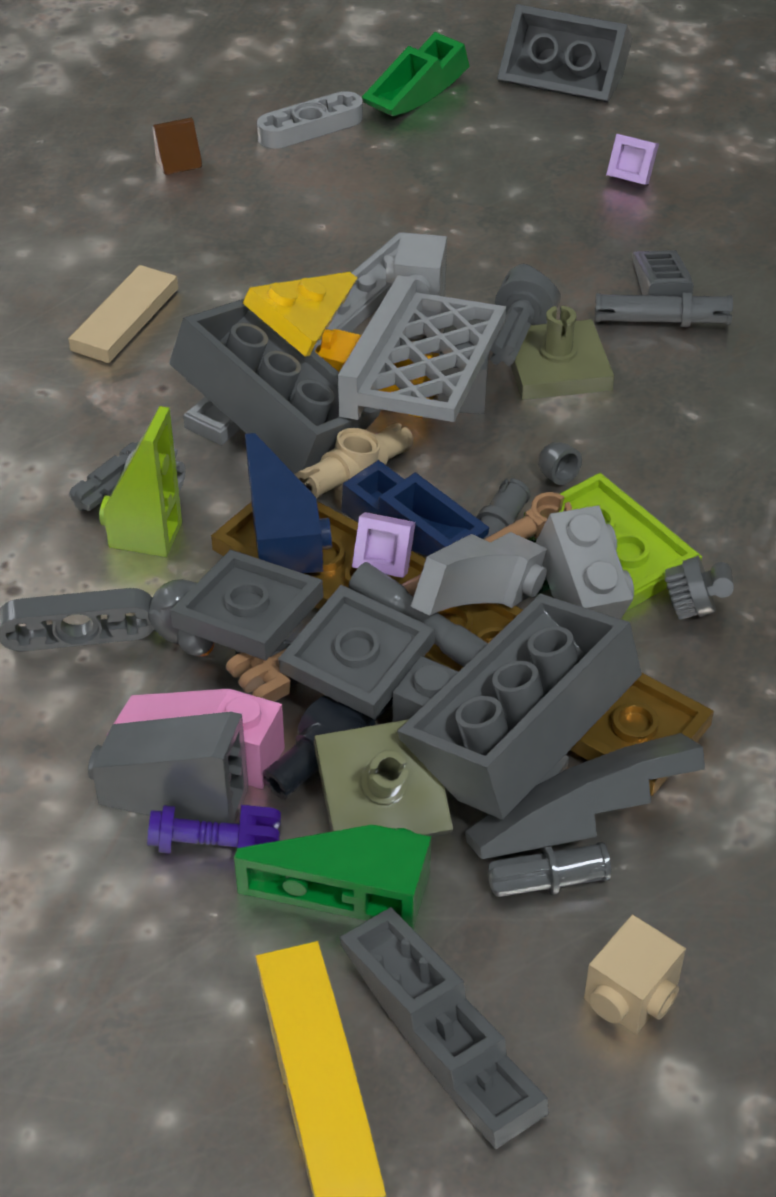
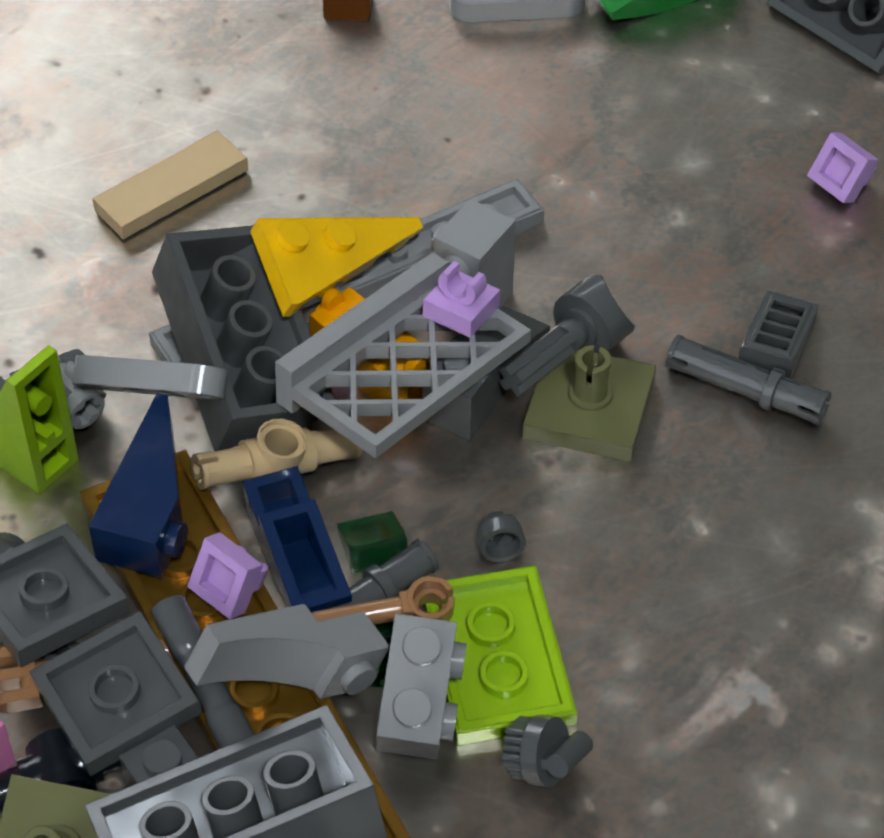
camera: 25 degrees right, 5 degrees up
(231, 423) = (150, 377): none -> light grey beam
(444, 299) = (461, 301): none -> lavender tile
(471, 492) = (371, 540): none -> clear green slope

